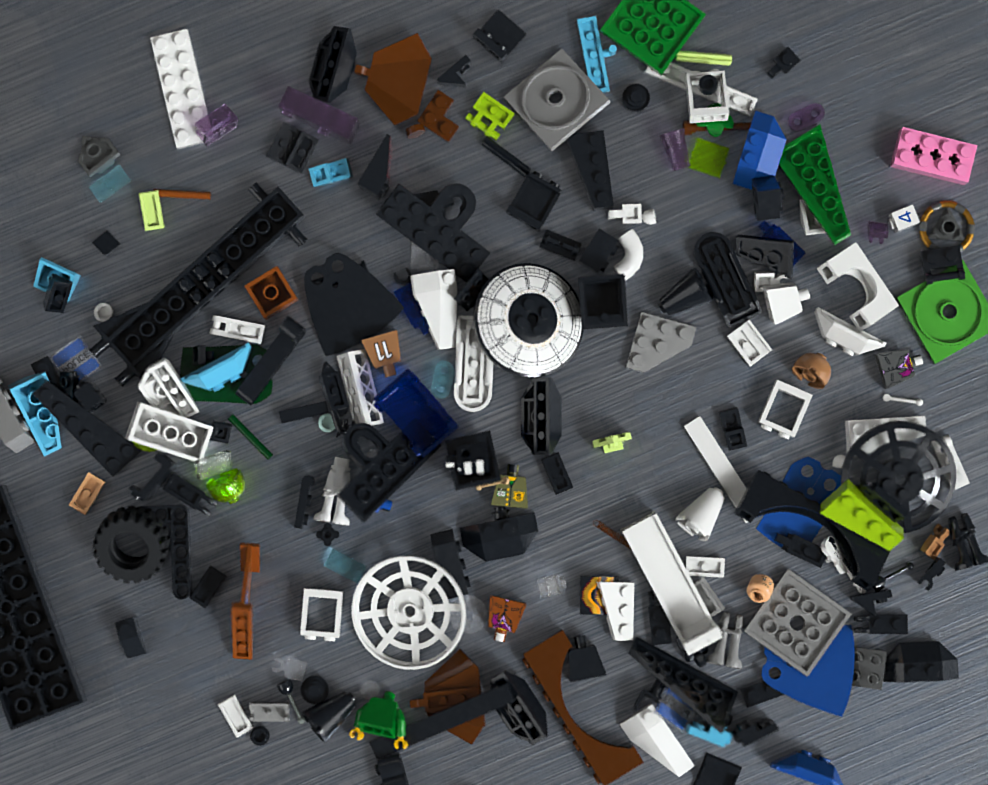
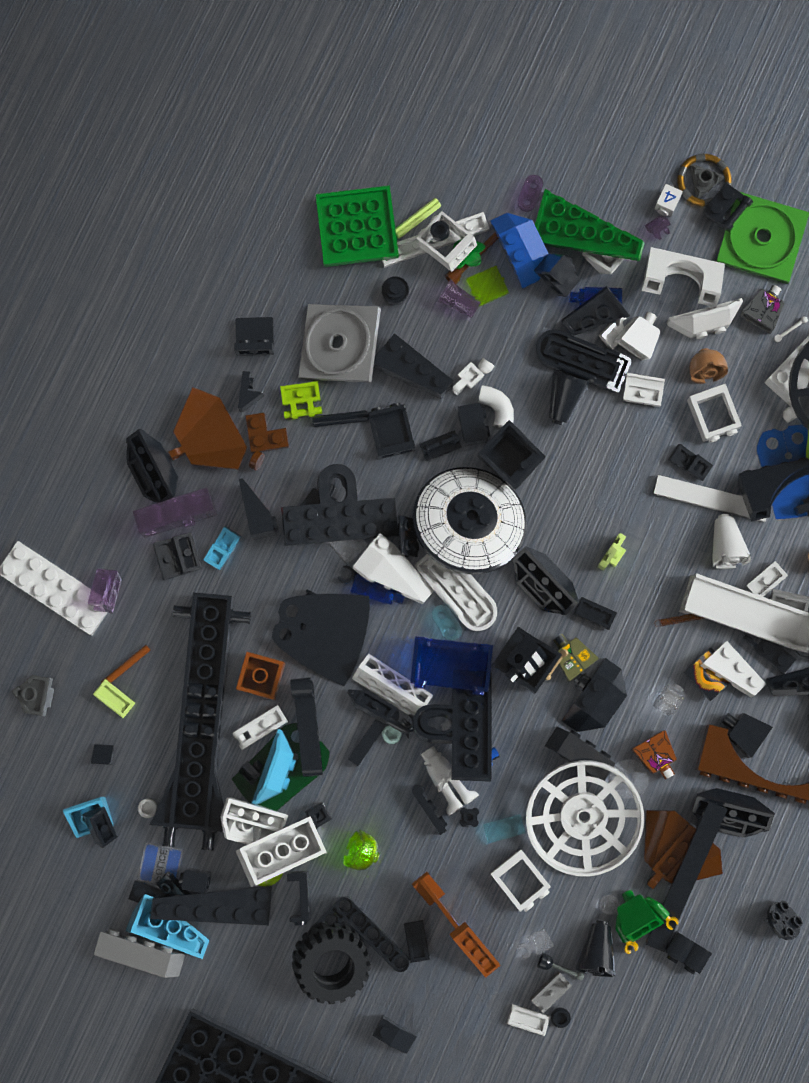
camera: 40 degrees left, 5 degrees down
(87, 493) = (260, 956): light nougat plate -> none
(110, 184) = (64, 707): clear light blue plate -> none
(188, 493) = (336, 885): black hinge -> none
(213, 465) = (336, 845): clear plate -> none
(250, 437) = (343, 798): dark green bar -> none
(314, 689) = (568, 943): black plate -> none
(384, 351) = (384, 642): medium nougat torso -> none
(593, 52) = (332, 285): medium azure plate -> none
(657, 341) = (576, 450): light grey plate -> none
(784, 62) = (477, 169): black plate -> none
(923, 162) = (645, 148): bright pink brick -> none

